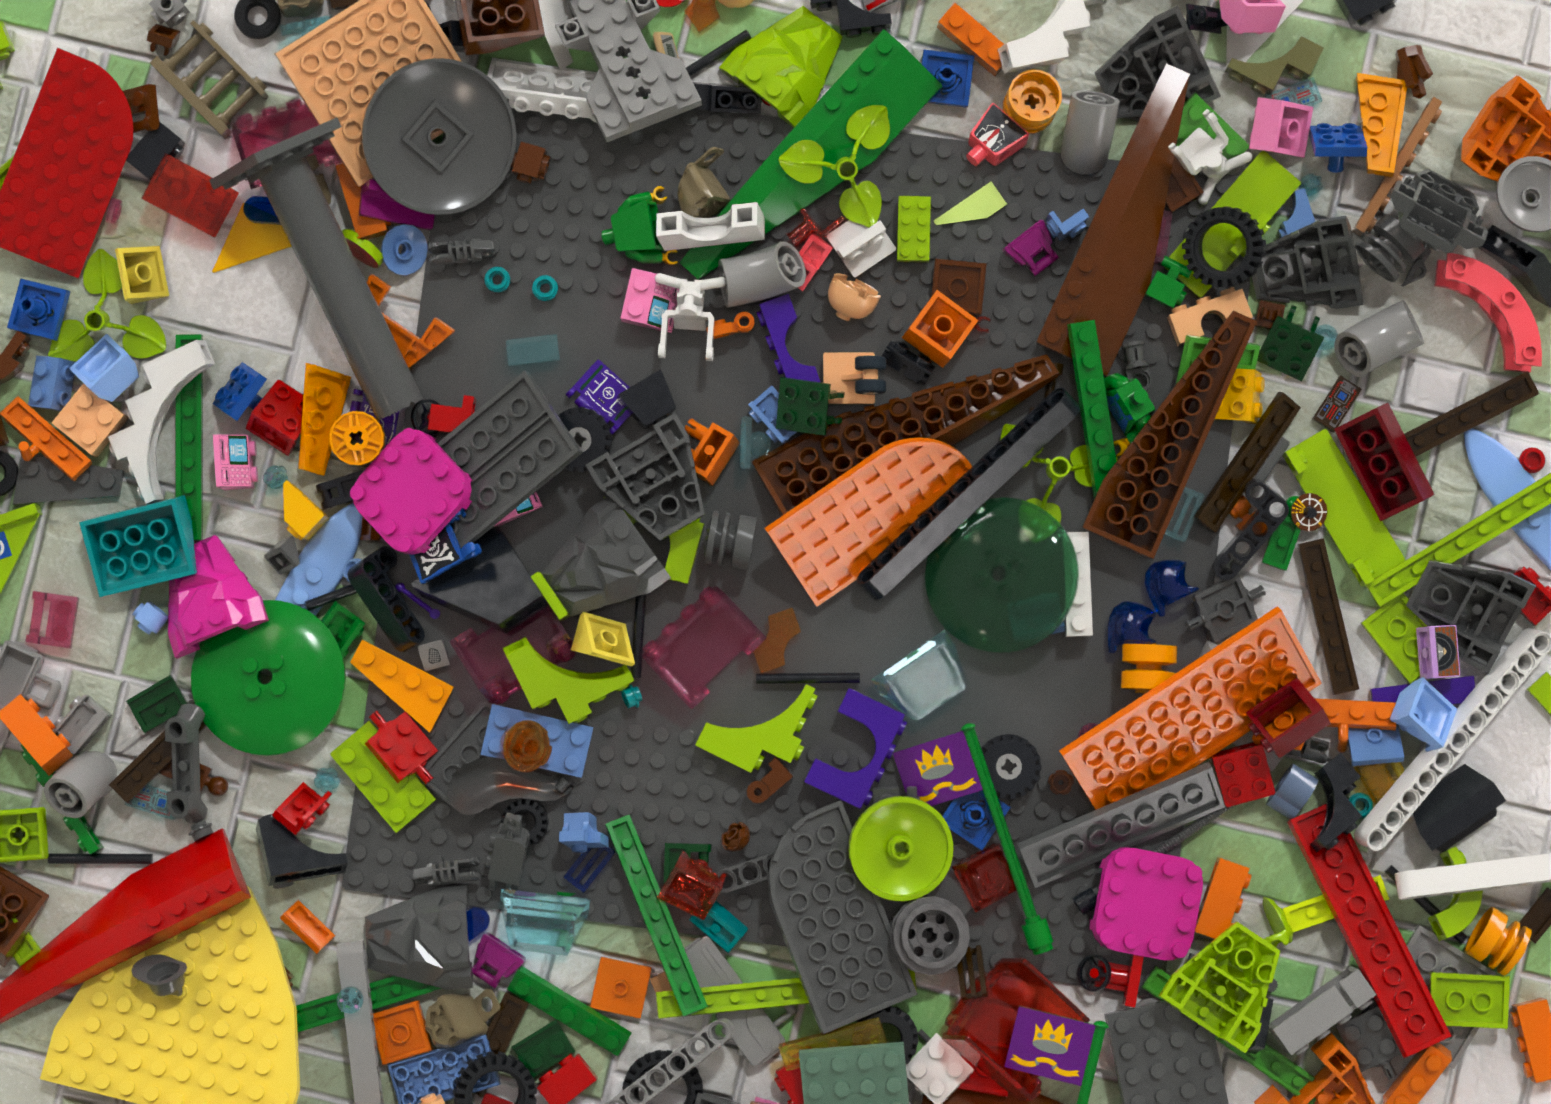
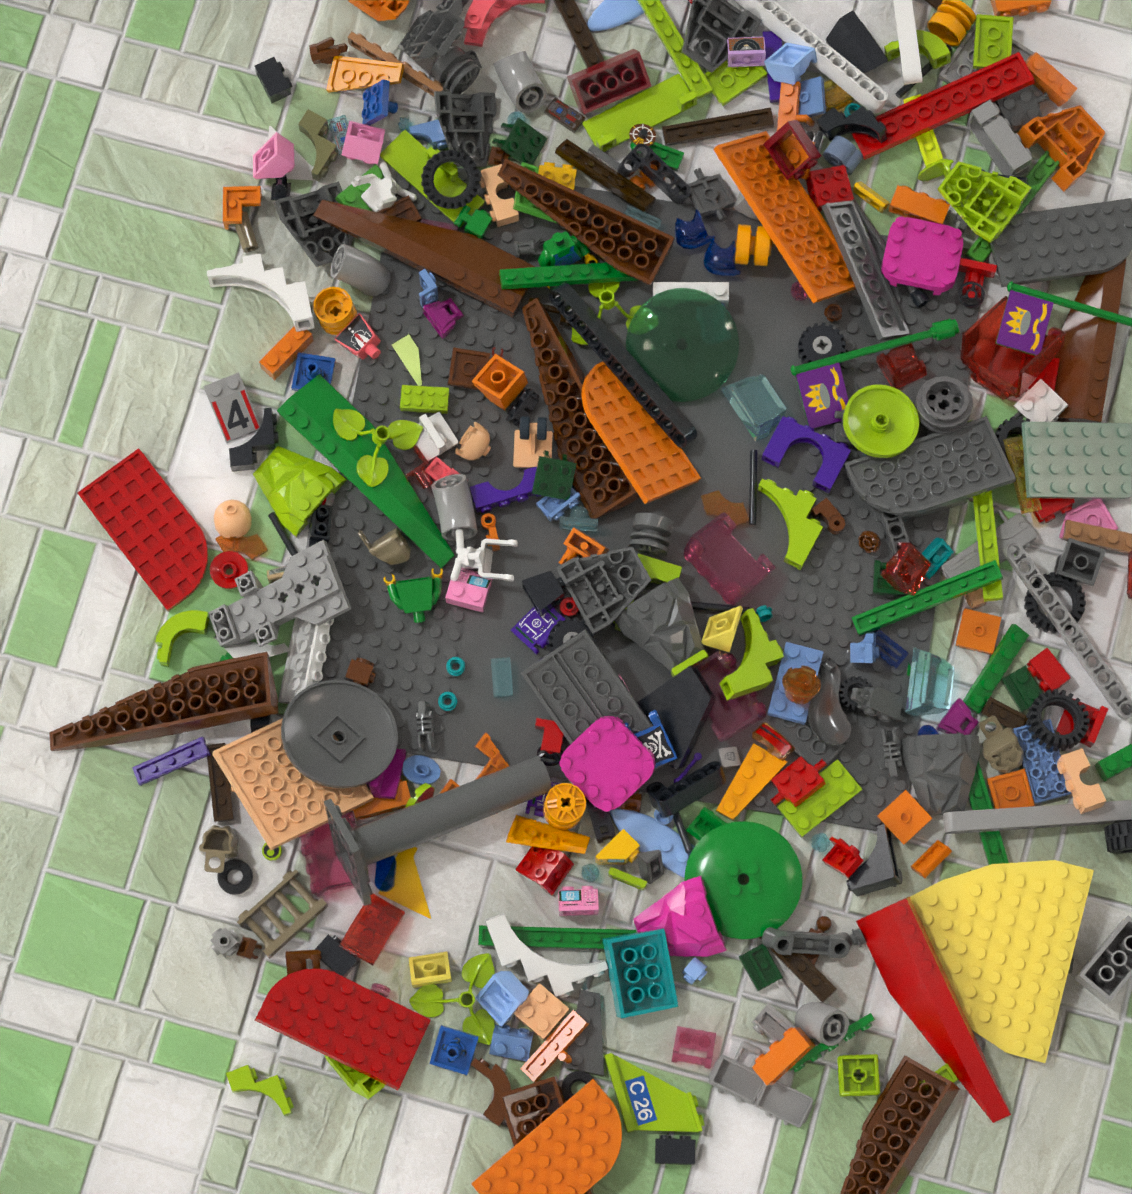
camera: 90 degrees left, 10 degrees down
(60, 858) = (877, 1015): black bar -> none
(153, 801) = (835, 970): clear light blue tile -> none
(161, 974) = (966, 963): dark grey piece -> none
(240, 391) = (524, 895): blue plate -> none
(268, 526) = (627, 878): none -> lime tile
(303, 26) = (247, 837): clear light blue tile -> none
(350, 999) = (988, 822): clear light blue tile -> none
(360, 890) = (904, 817): none -> orange plate
(456, 713) = (775, 741): none -> slope
(626, 429) = (568, 612): none -> red plate
(683, 231) = (419, 559): white arch -> none
(973, 995) = (973, 370): dark brown tile -> none
(978, 833) = (859, 368): blue plate -> none
(1236, 833) = (870, 196): none -> yellow slope

